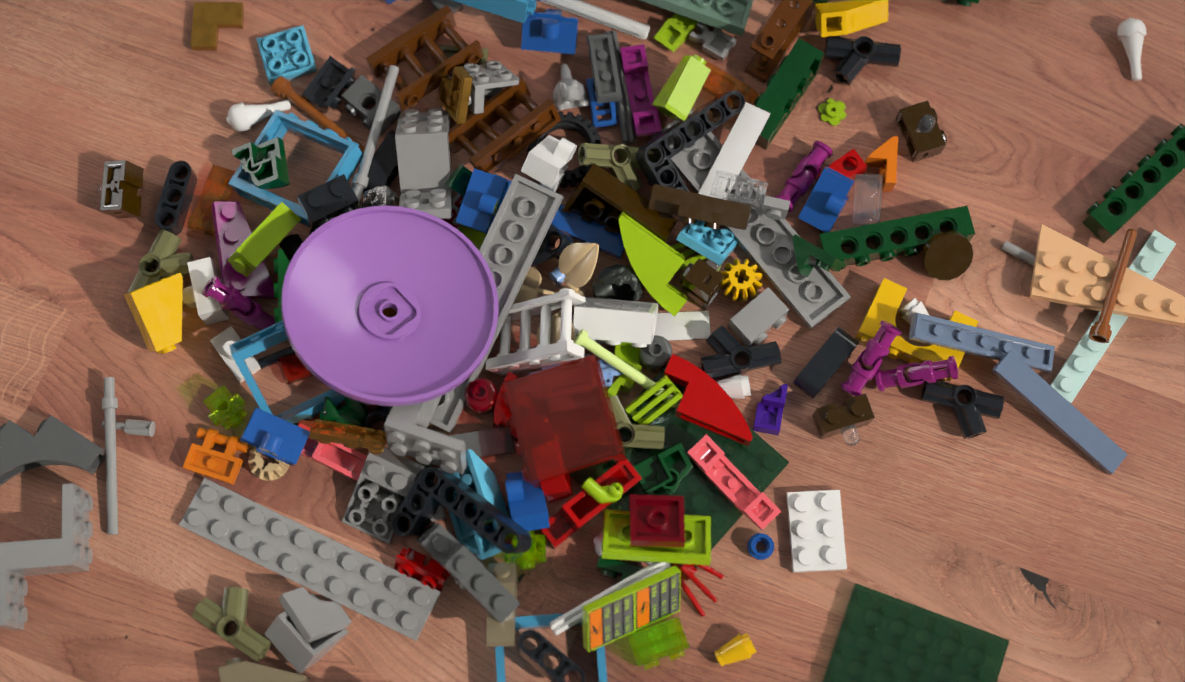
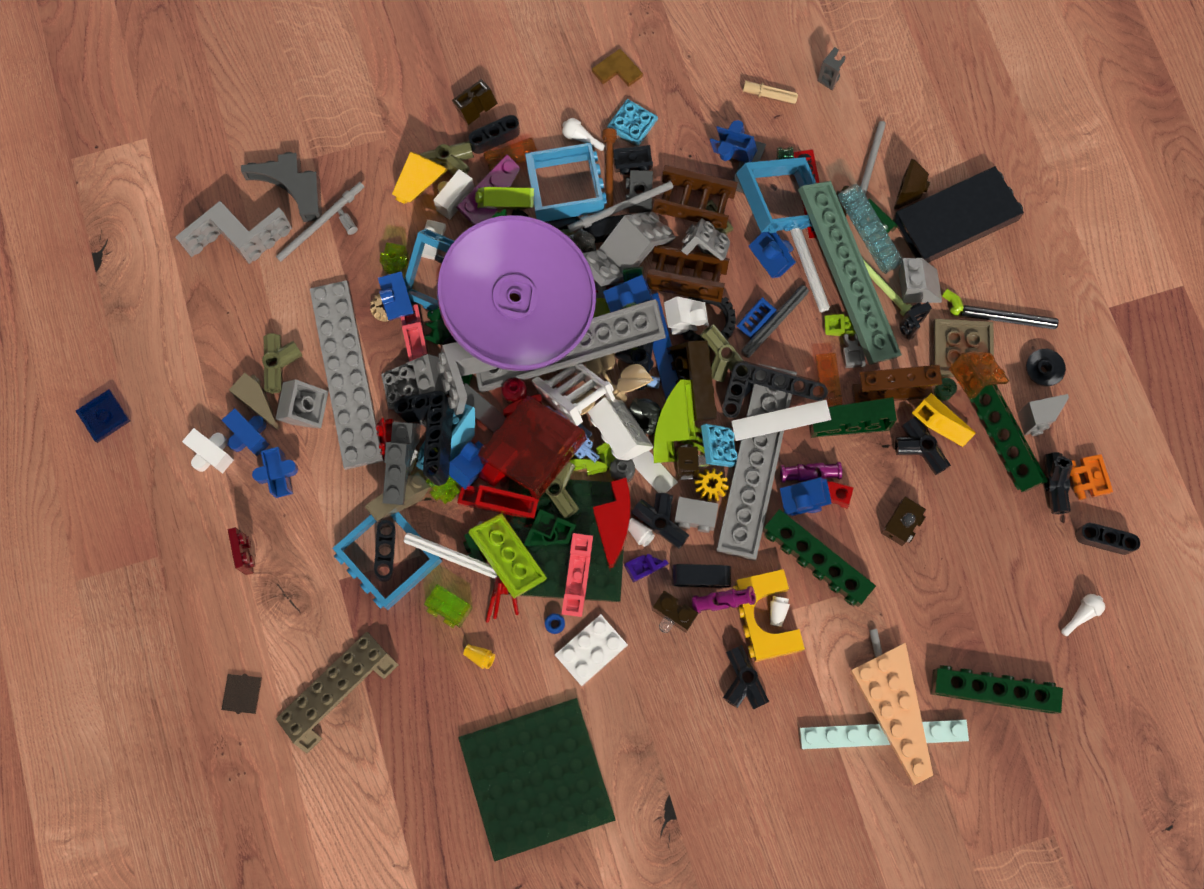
camera: 55 degrees right, 0 degrees up
(212, 463) = (358, 278): orange plate -> none
(238, 304) = (456, 210): magenta piece -> none
(265, 163) = (551, 162): dark green slope -> none
(313, 616) = (312, 399): light grey tile -> none
(328, 201) = (555, 212): black bracket -> none
(348, 435) = (427, 333): clear orange plate -> none
(455, 94) = (684, 230): pearl gold tile -> none
(569, 92) = (744, 294): light grey animal -> none
(582, 340) = (594, 456): yellowish green bar -> none
(603, 494) = (505, 502): lime arm -> none
(604, 68) = (776, 301): dark grey tile -> none
(631, 608) = (452, 572): tile -> none
(637, 416) = (574, 488): lime tile -> none
(639, 90) = (782, 334): magenta slope -> none
(657, 521) = (515, 546): dark red plate -> none
(682, 88) = (802, 355): lime slope -> none
(699, 207) = (732, 424): dark brown bracket -> none
(750, 182) = (773, 453): clear slope -> none
(775, 208) = (772, 469): light grey plate -> none
(810, 255) = (759, 513): dark green slope -> none
(832, 117) = (868, 462): lime plant -> none
(867, 199) = (828, 522): clear plate -> none
(886, 160) = (866, 511): orange slope -> none
(917, 372) = (737, 635): magenta piece -> none
(947, 255) = (833, 598): dark brown tile -> none
(979, 341) = (792, 661): sand blue tile -> none
(1059, 412) = (787, 745): sand blue tile -> none
(1101, 330) = (862, 731): dark orange piece -> none

